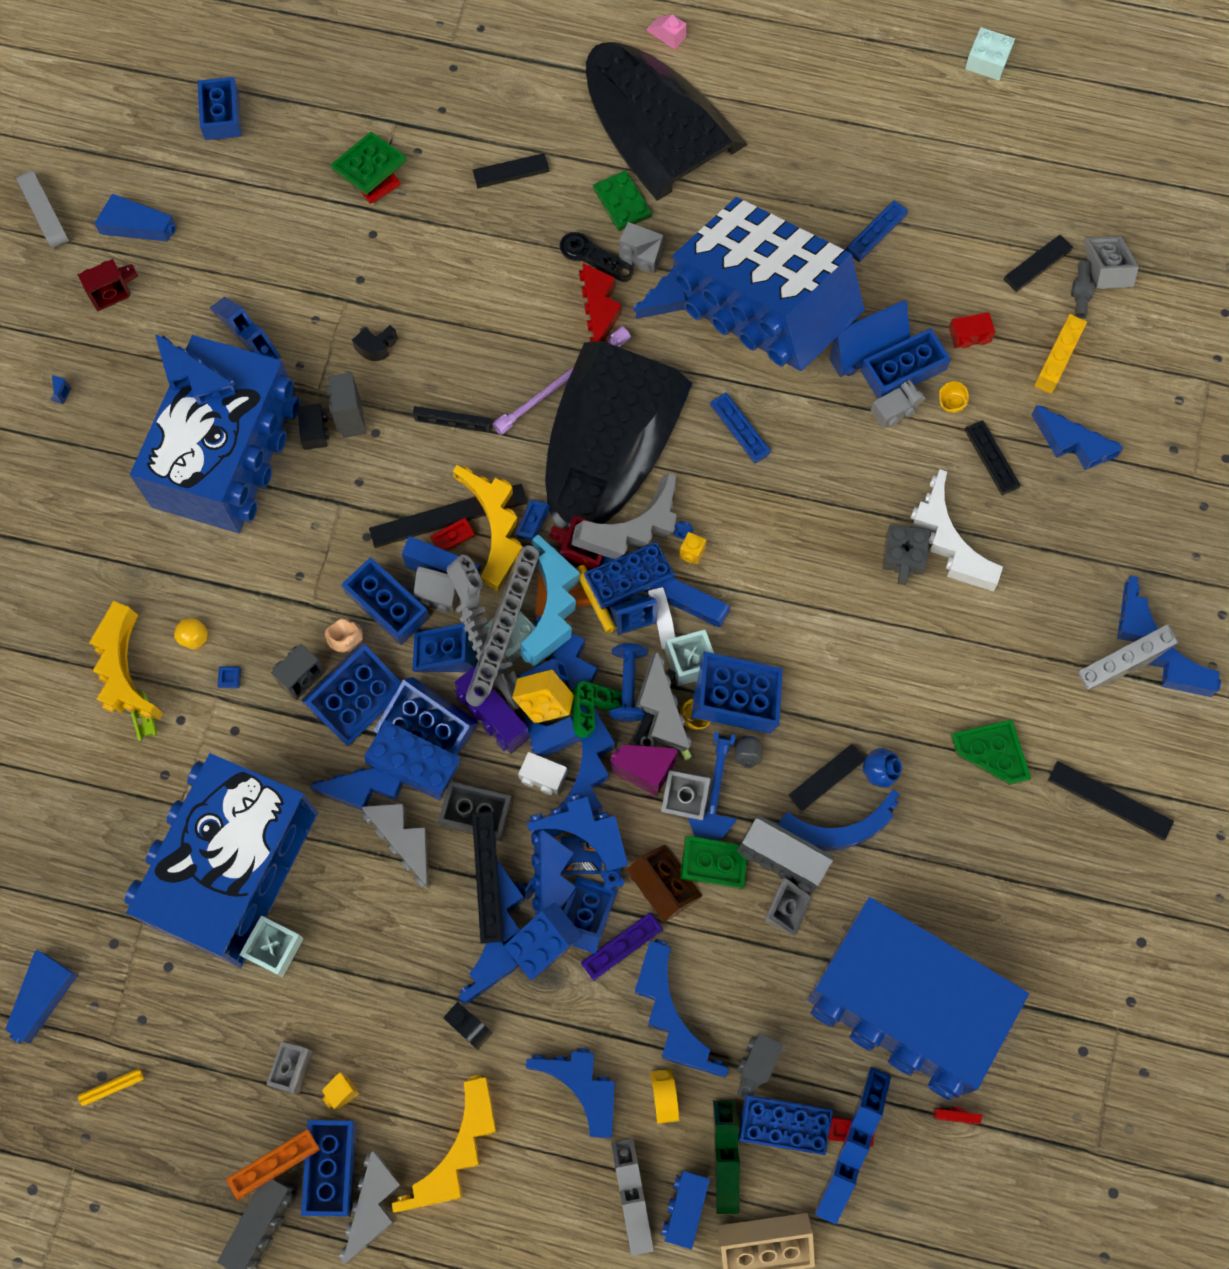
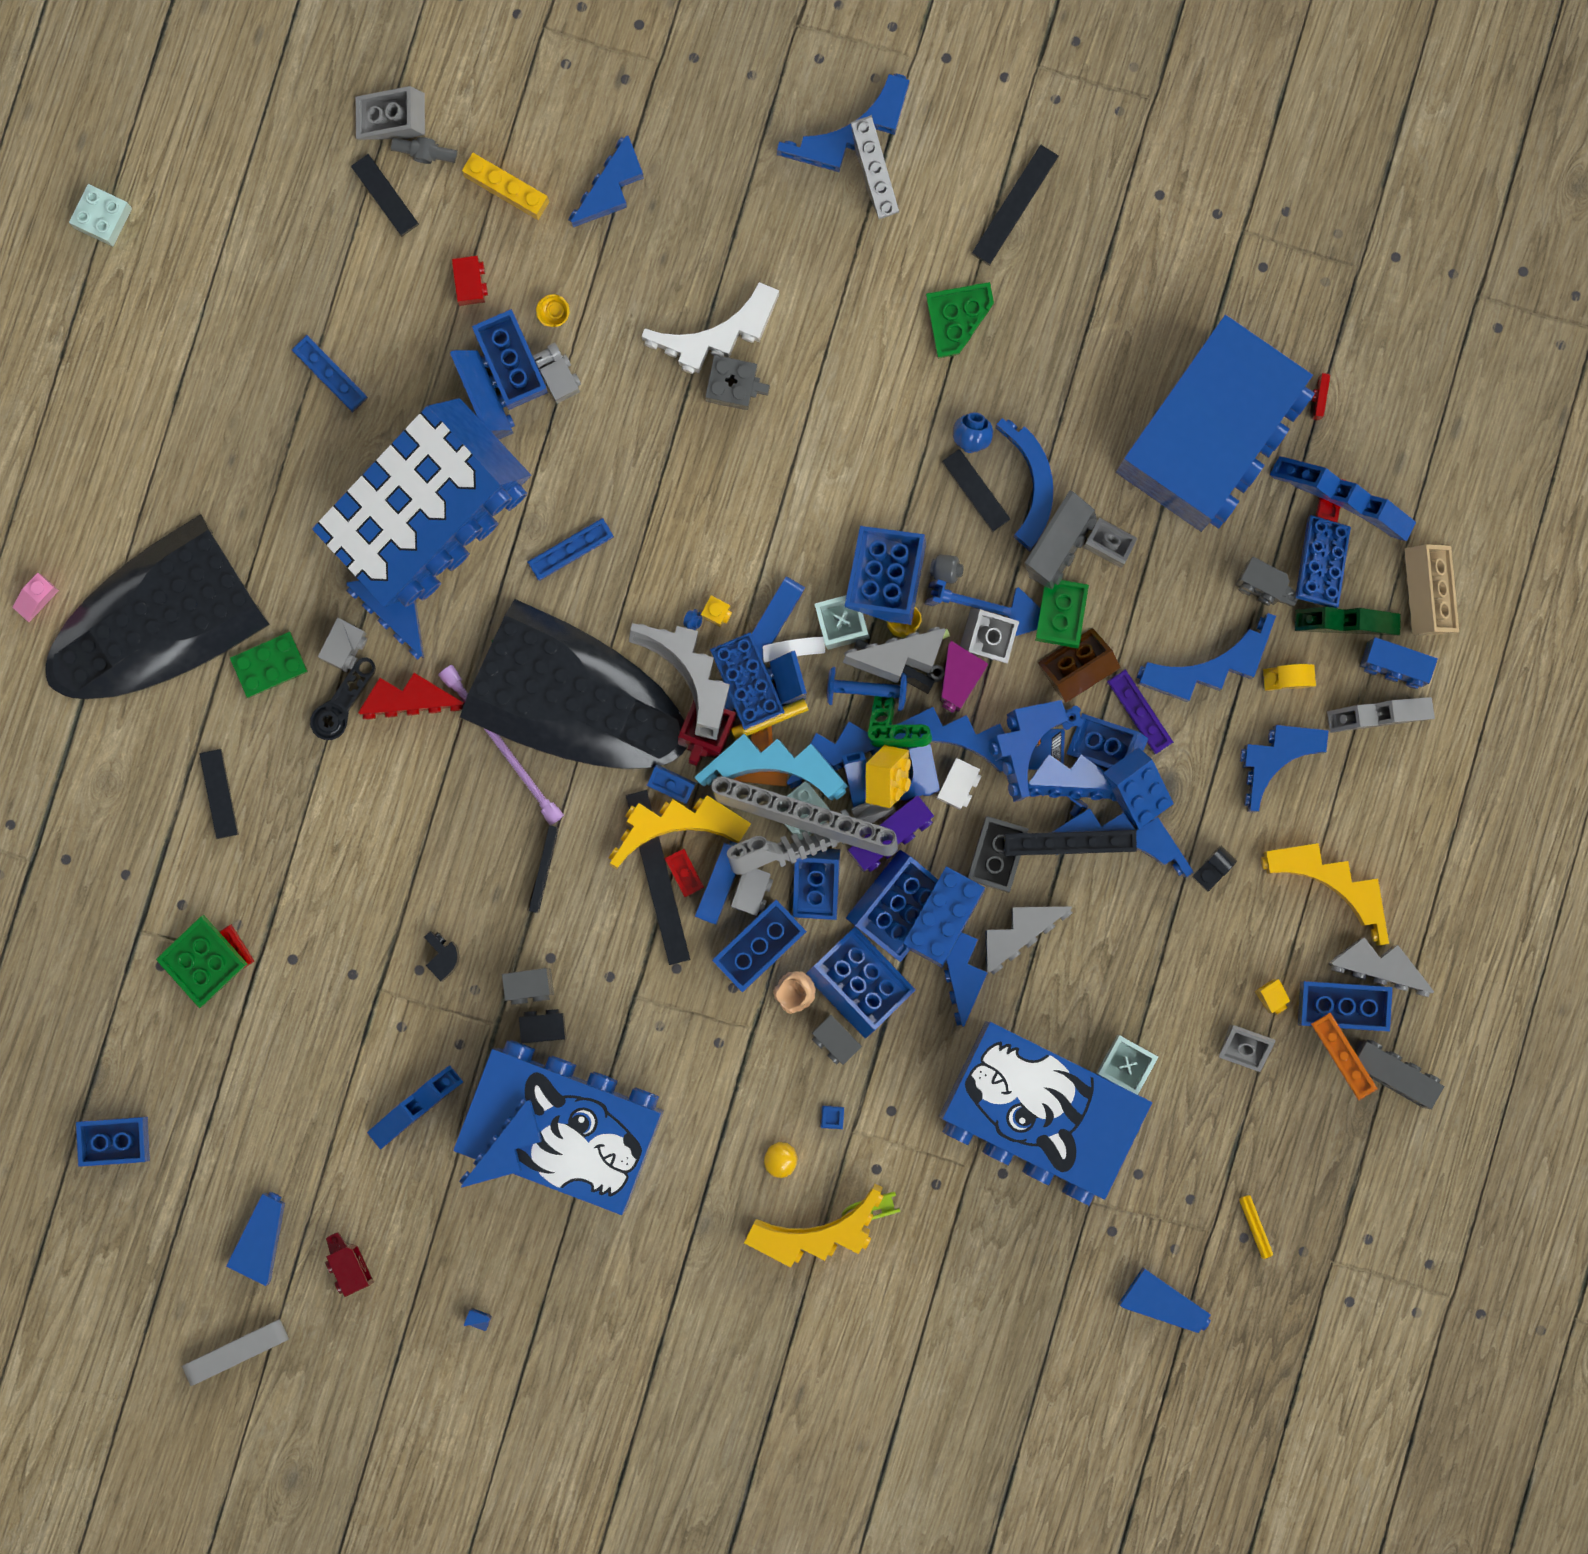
camera: 90 degrees left, 15 degrees up
(992, 457) = (623, 277): black tile -> none

